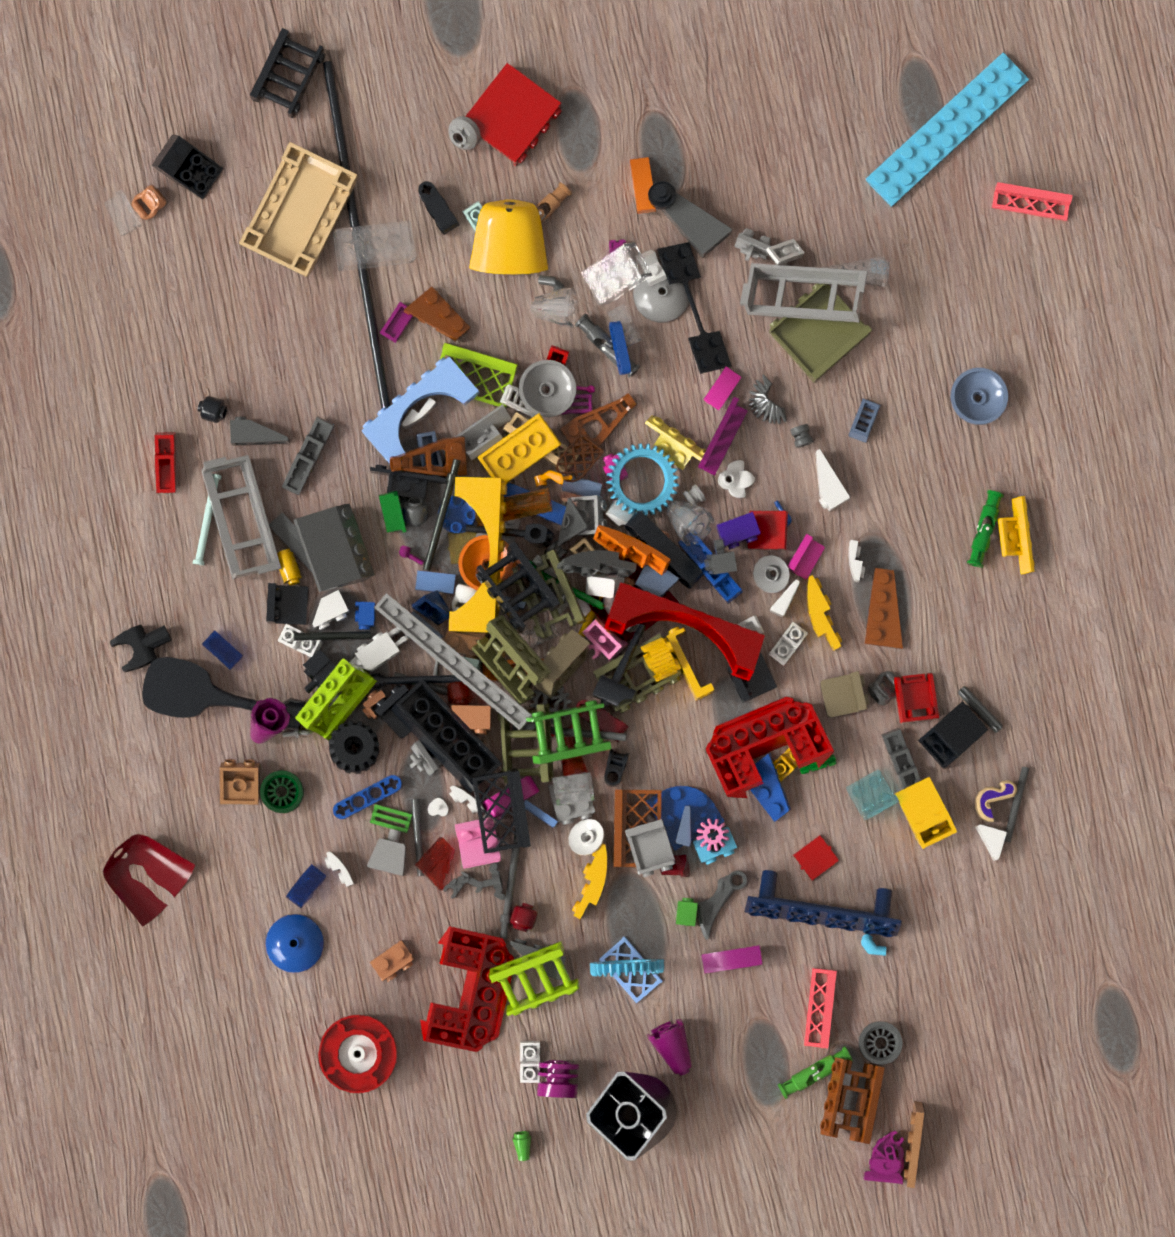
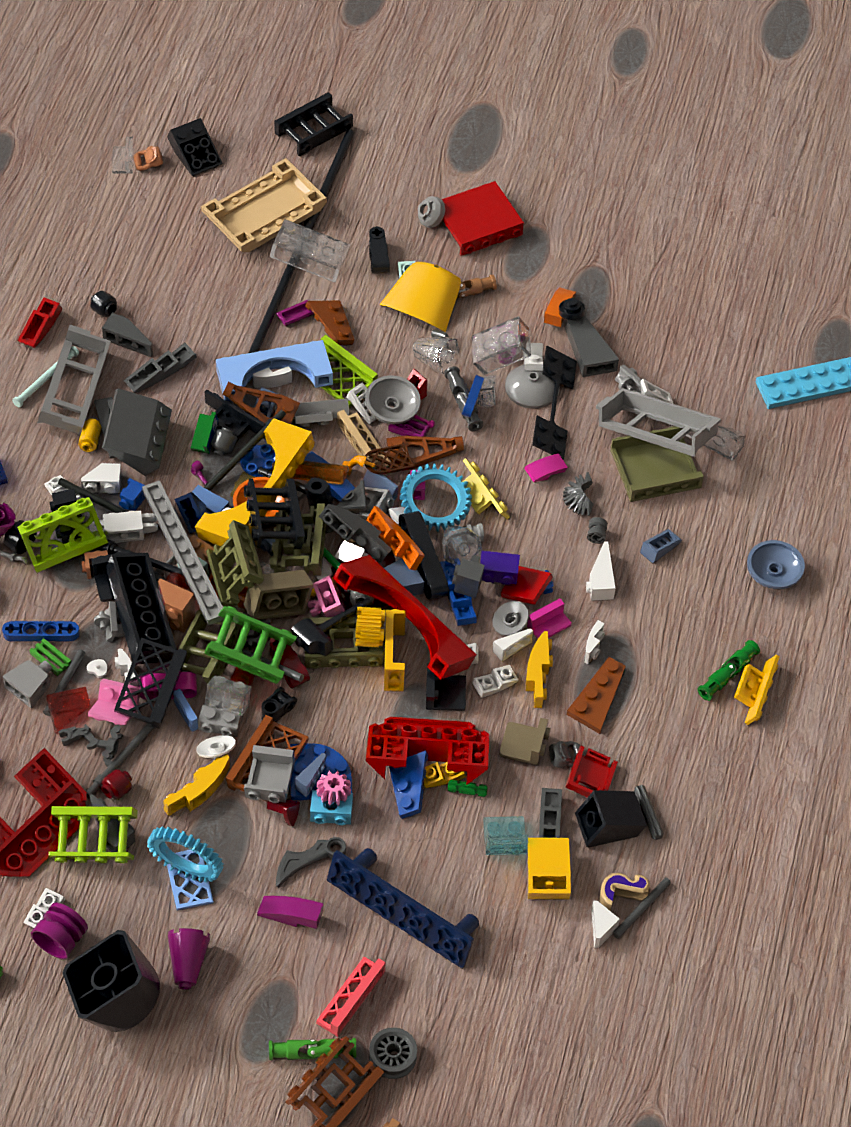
camera: 25 degrees right, 30 degrees down
(287, 604) = (68, 459): black bracket -> none
(362, 737) = (54, 582): black wheel -> none
(520, 449) = (343, 431): yellow tile -> none
(686, 912) = (270, 851): bright green brick -> none
(723, 438) = (524, 496): magenta fence -> none
(739, 479) = (521, 538): white plate -> none
(815, 857) = (421, 865): red piece -> none
(870, 947) = (431, 964): medium azure arm -> none

